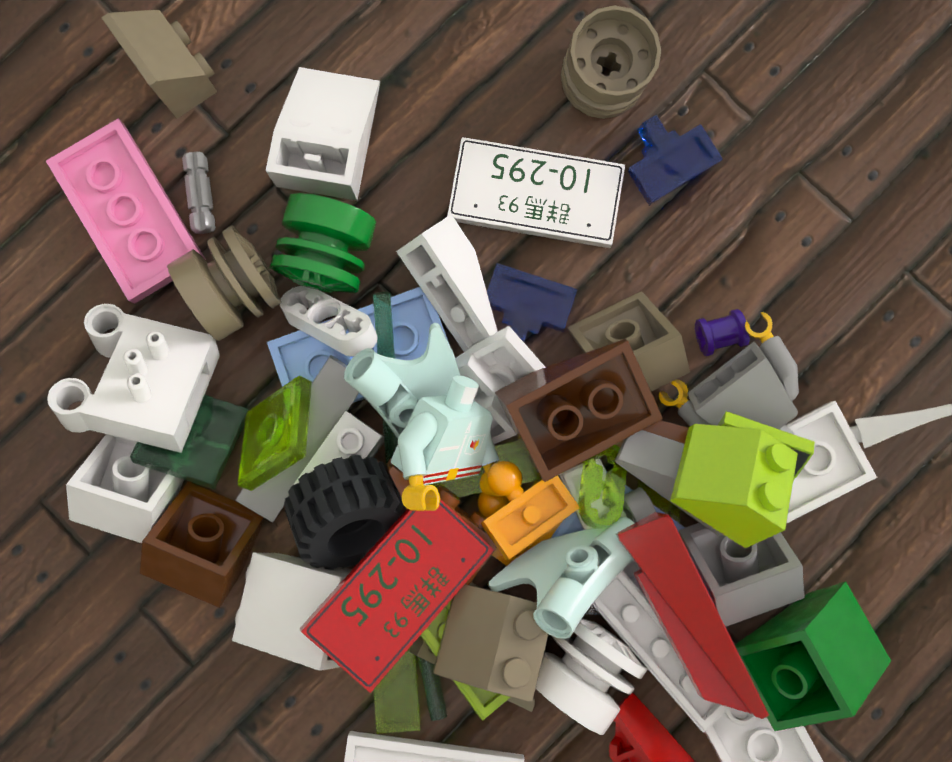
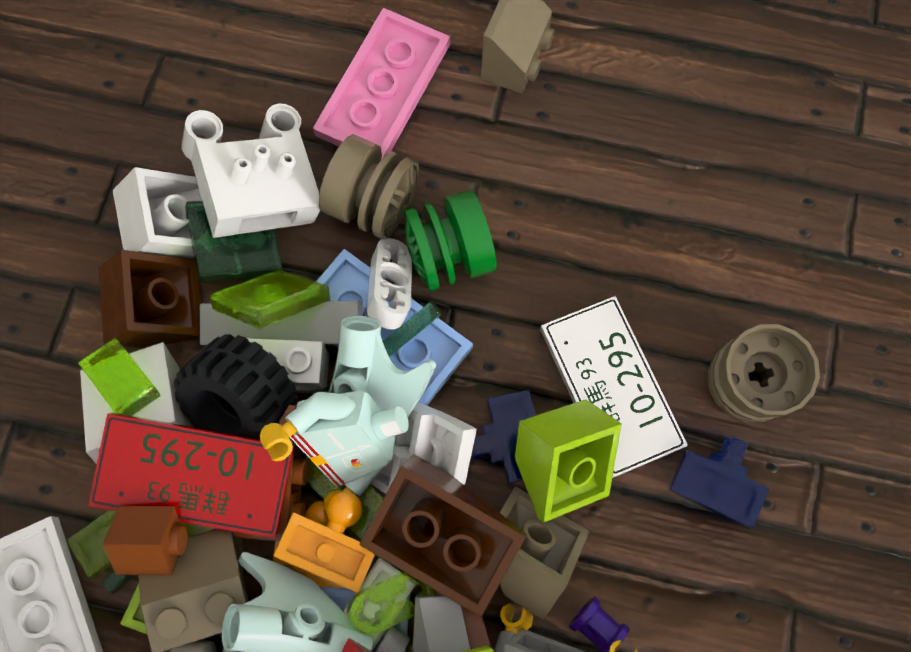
camera: 55 degrees right, 10 degrees down
(198, 192) = (432, 128): light grey axle -> none
(266, 608) = (119, 379): none -> clear neon green tile
(323, 134) = (541, 188): white slope -> none
(431, 658) = (145, 540): none -> dark orange brick
(451, 280) = (489, 359): white slope -> none
(575, 267) = (567, 457): none -> lime slope

